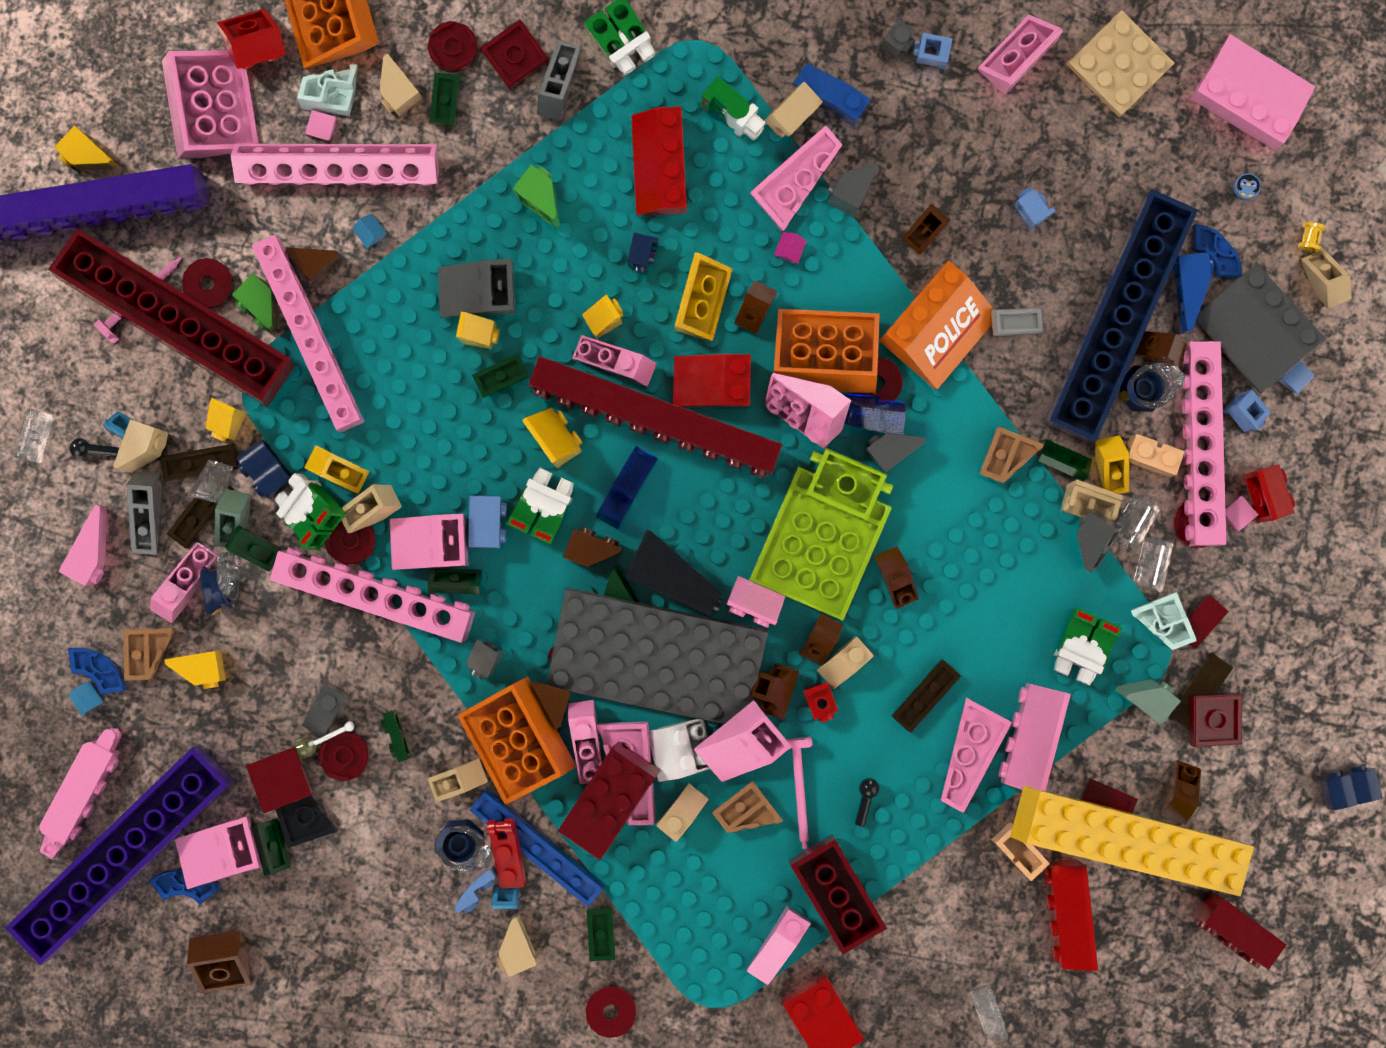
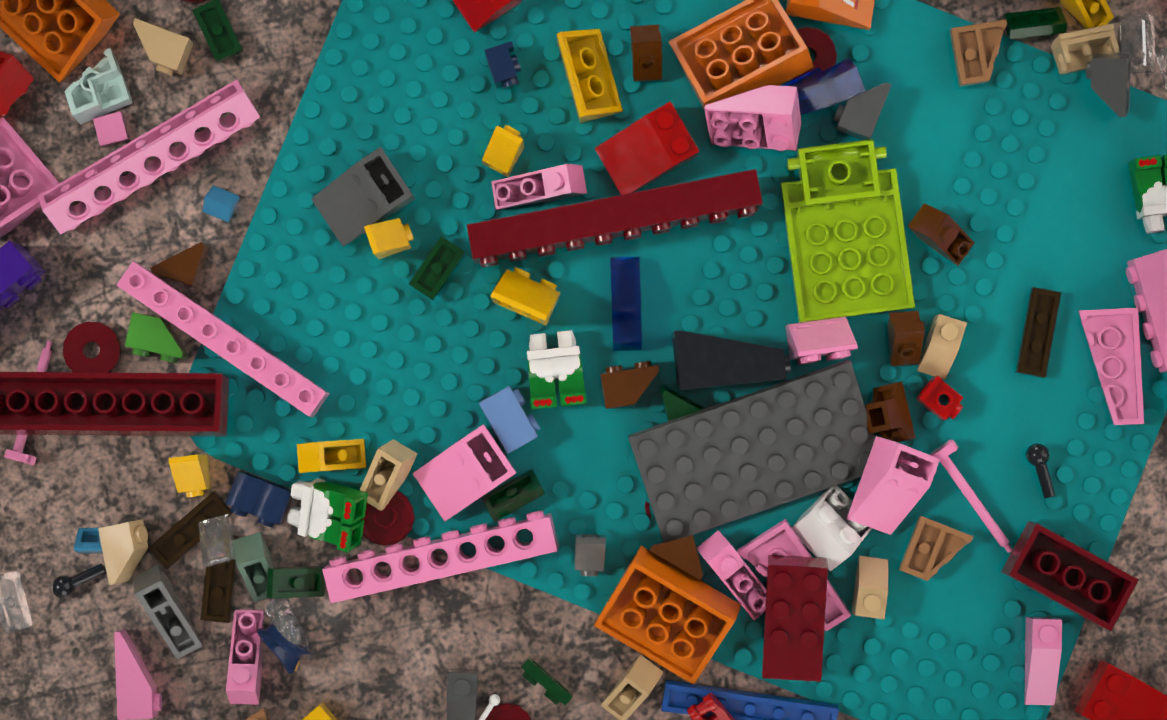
camera: 35 degrees left, 0 degrees up
(538, 193) = (368, 68): bright green slope -> none

